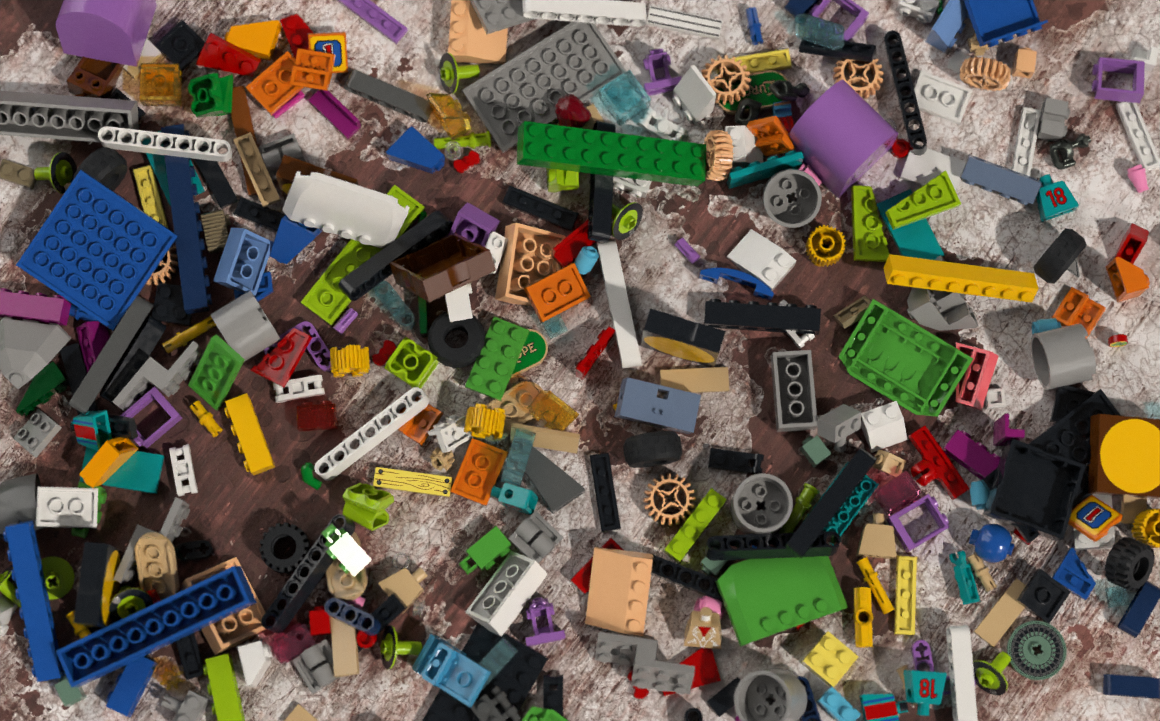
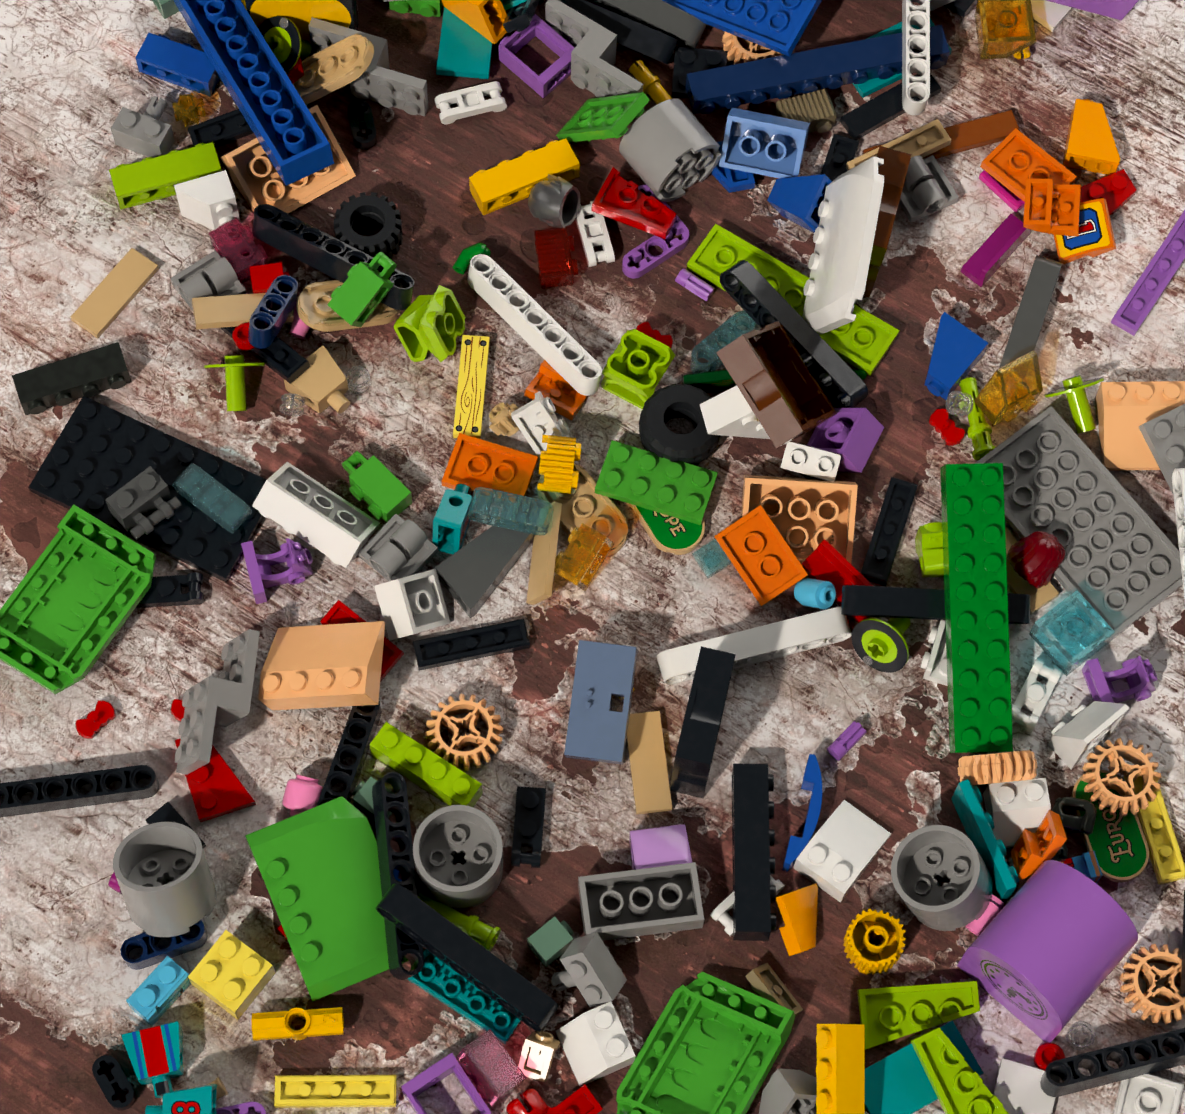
camera: 85 degrees right, 10 degrees down
(149, 193) = (844, 31): light yellow tile -> none
(181, 45) = (1067, 51): black plate -> none
(206, 418) = (542, 123): yellow pin -> none
(211, 95) = (997, 88): green piece -> none
(227, 57) = (1057, 104): red wing -> none
(277, 412) = (554, 201): none -> flat silver helmet
(349, 361) = (636, 288): yellow brick -> none
(450, 670) = (200, 439): dark azure piece -> none
(578, 529) = (412, 604): none -> white slope
(594, 352) = (673, 612): red wing -> none
(652, 449) = (534, 696): black tyre -> none
(703, 629) = (269, 788): tan torso -> none
(758, 376) = (659, 847): none -> lavender piece
(786, 91) = (1116, 864): pearl dark grey piece -> none
(807, 291) = (800, 919): none -> light orange slope
(875, 585) = (346, 1043): yellow pin -> none
(877, 539) = (418, 1041): tan torso -> none

